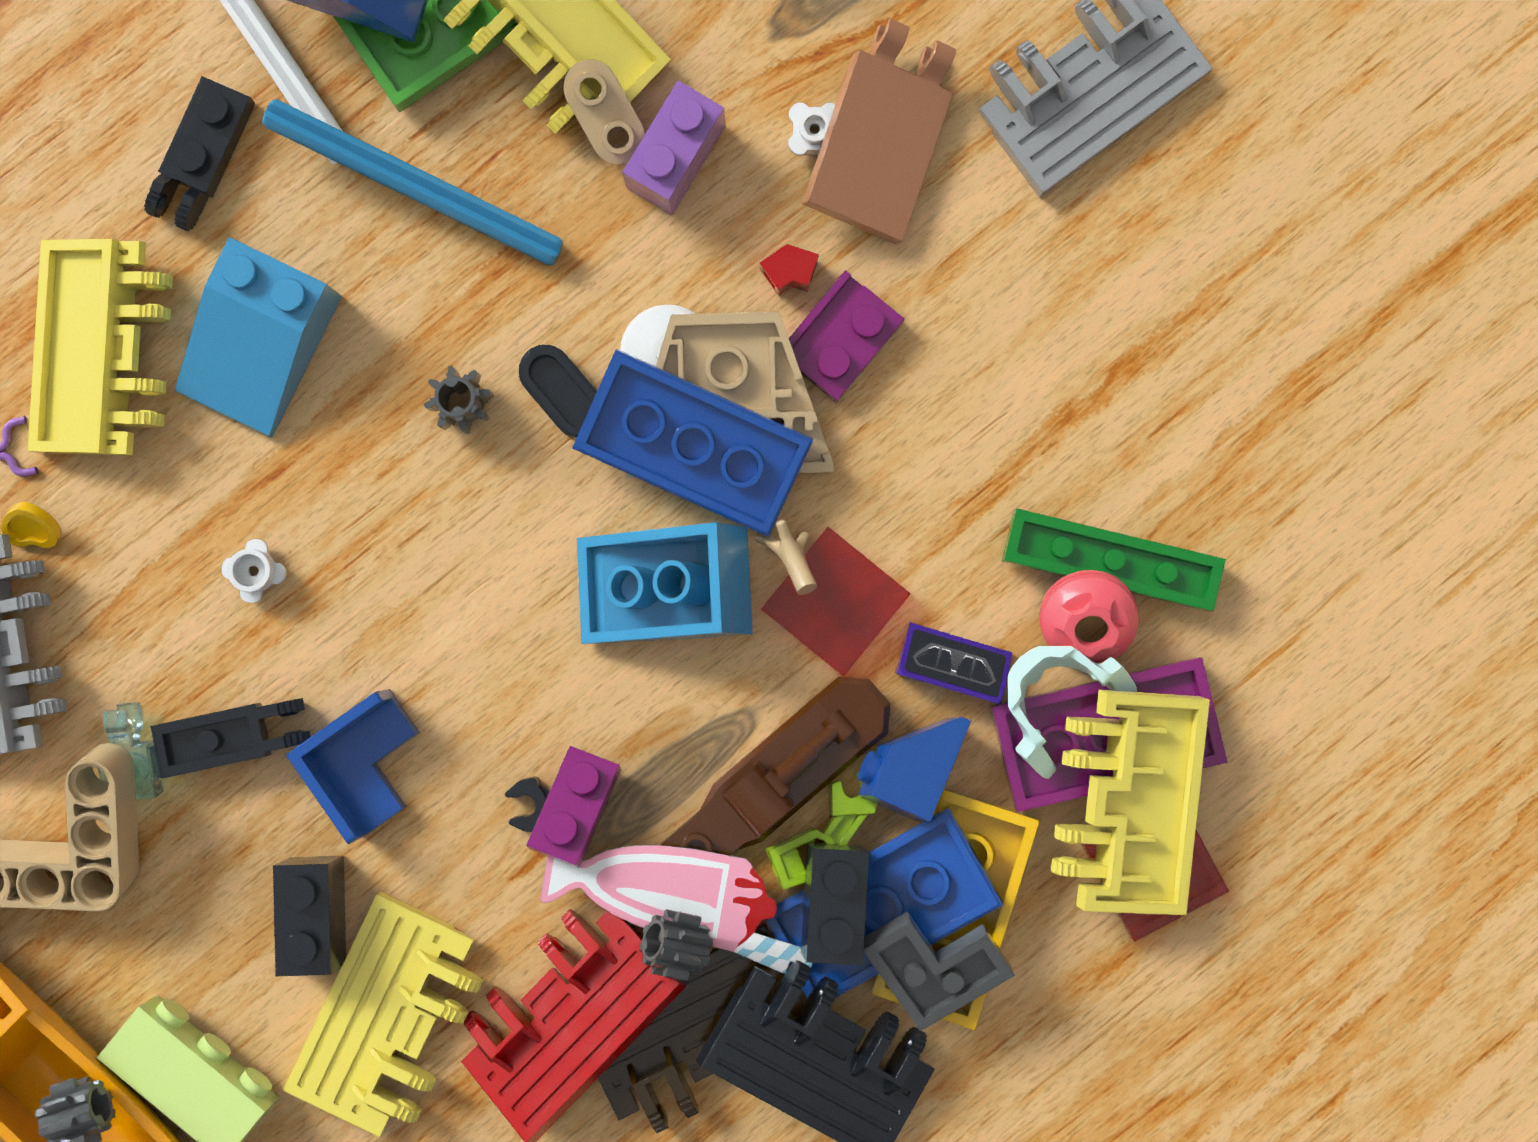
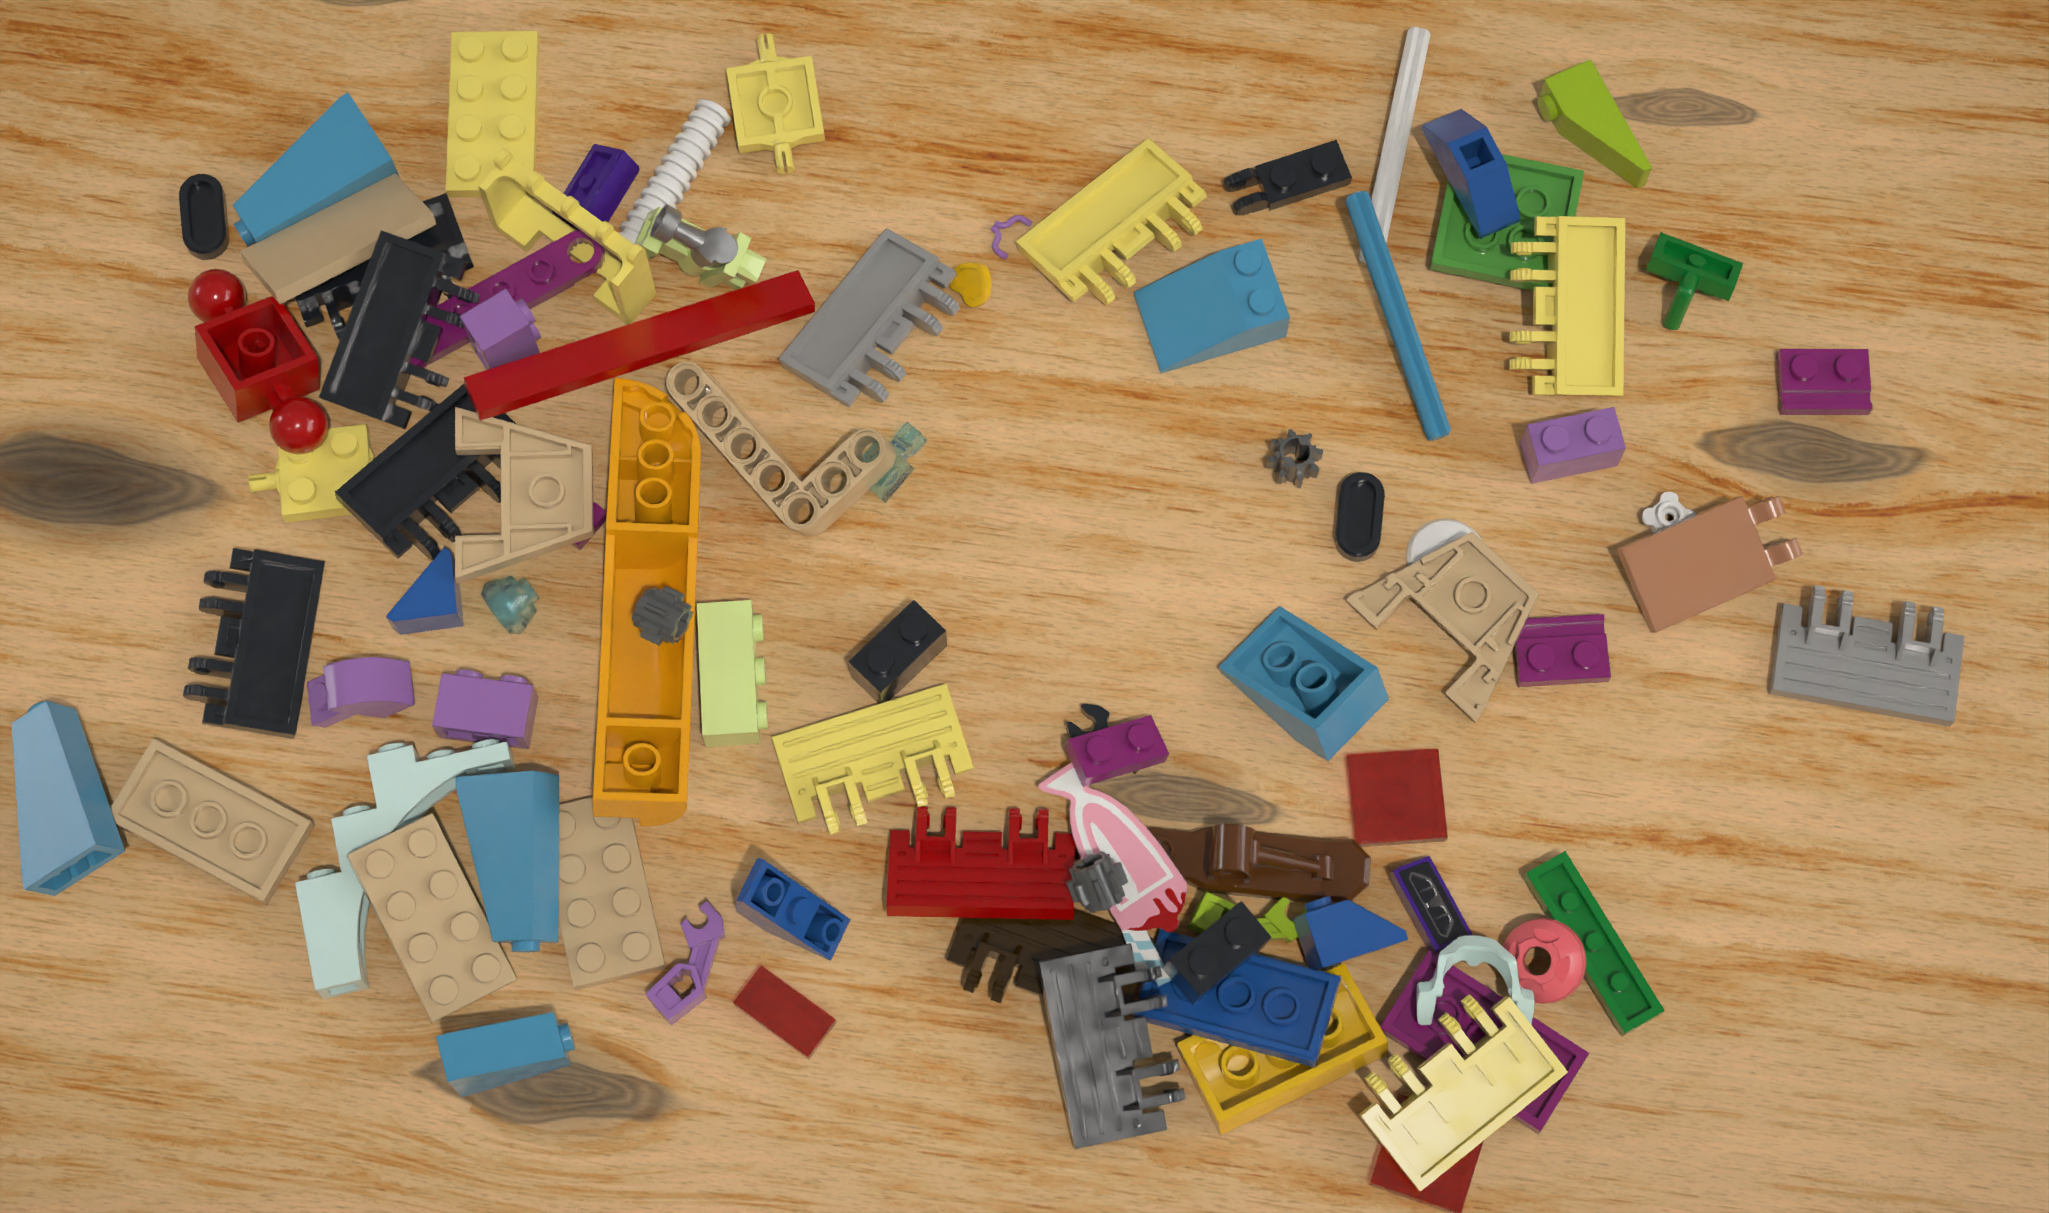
camera: 45 degrees right, 15 degrees down
(222, 738) = (956, 508): black hinge -> none
(238, 570) = (1074, 422): white plate -> none
(343, 766) = (1018, 586): blue panel -> none
(604, 112) = (1552, 383): tan plate -> none
(692, 442) = (1408, 617): blue tile -> none
(789, 268) = (1571, 581): red piece -> none
(792, 555) = (1399, 741): tan bar -> none
(931, 981) = (1224, 1061): dark grey plate -> none

